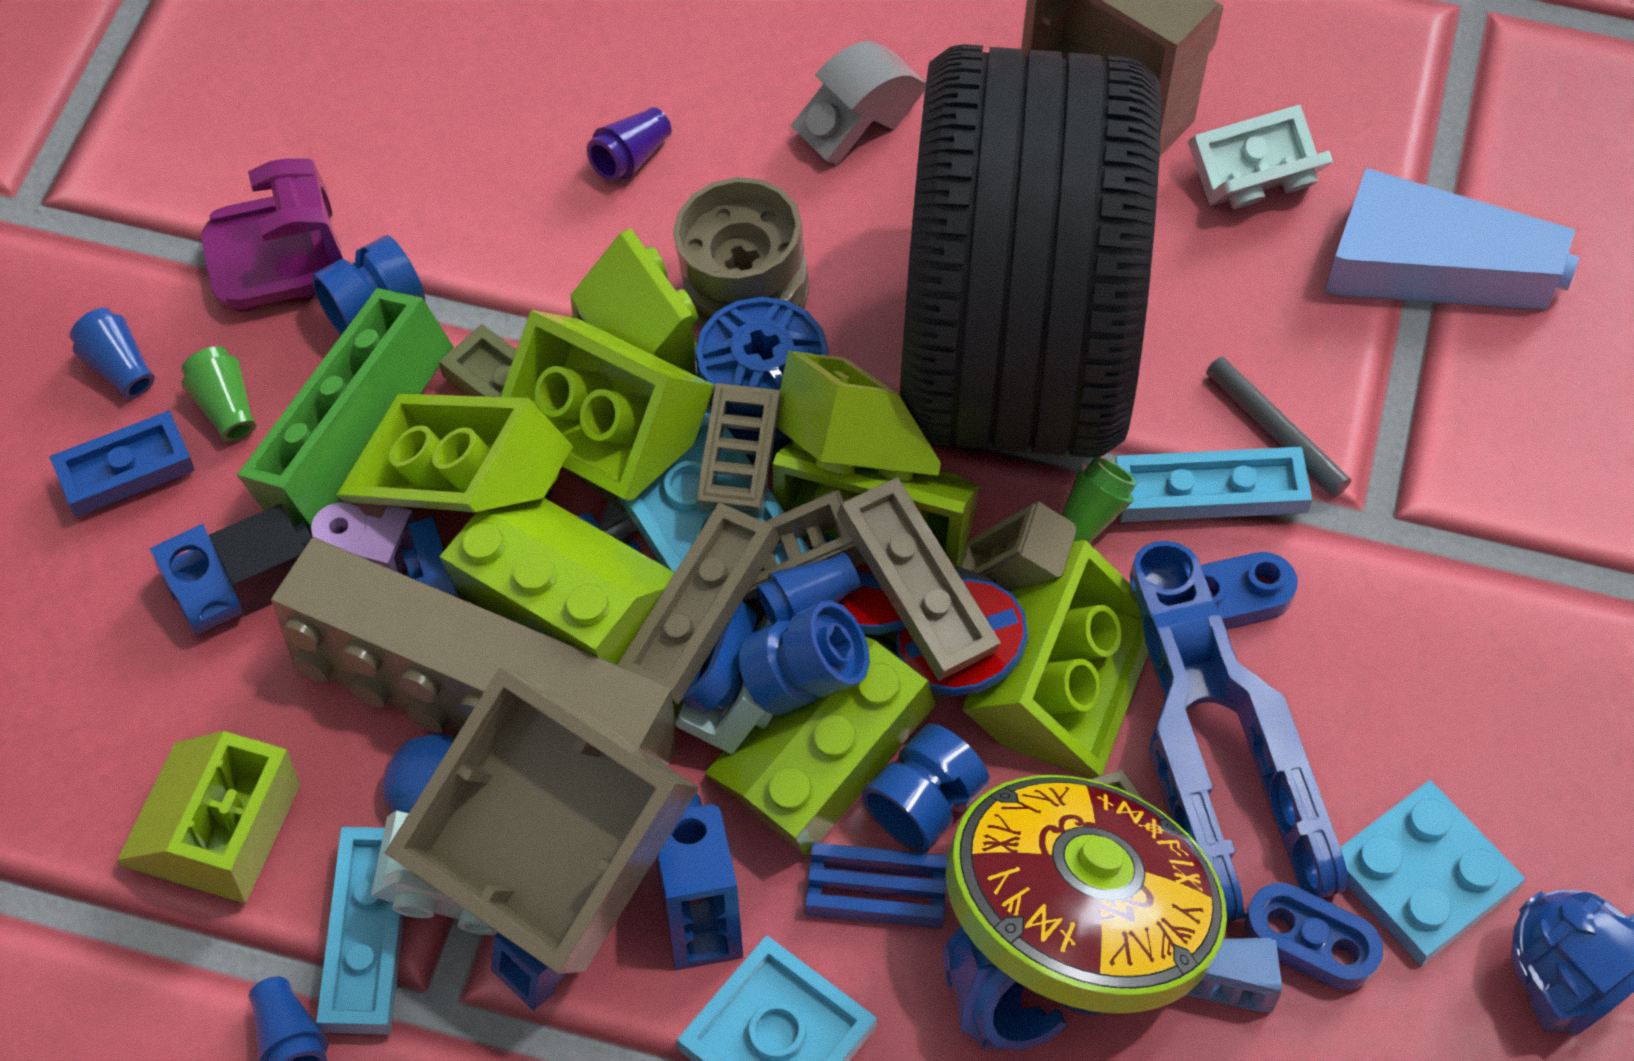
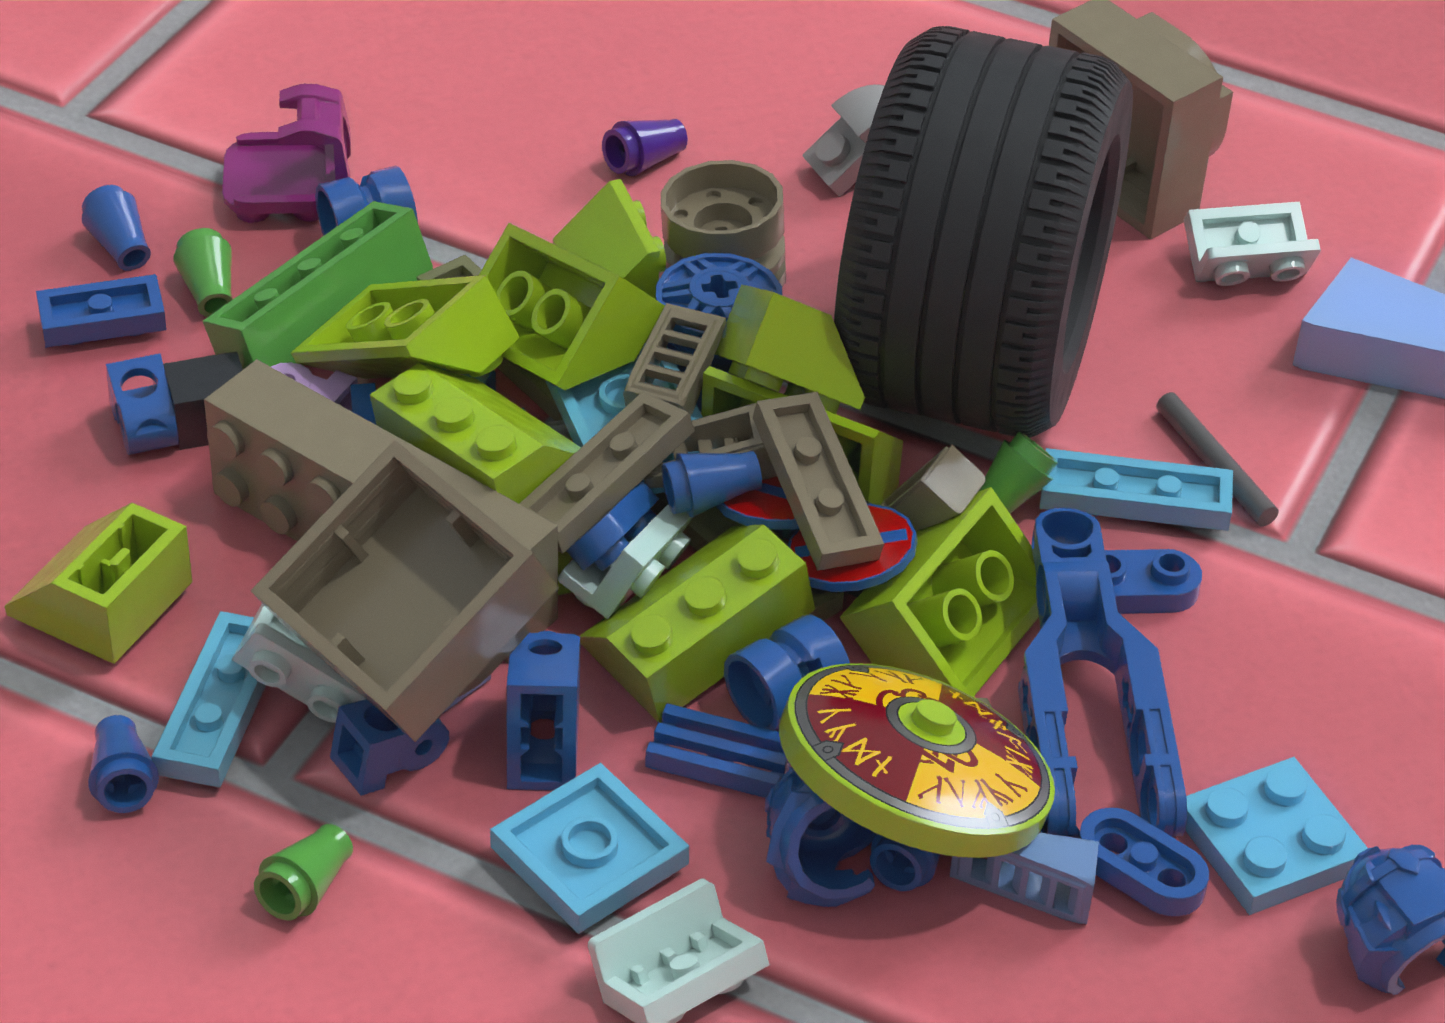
camera: 10 degrees right, 15 degrees down
(804, 658) = (690, 522): blue wheel -> none

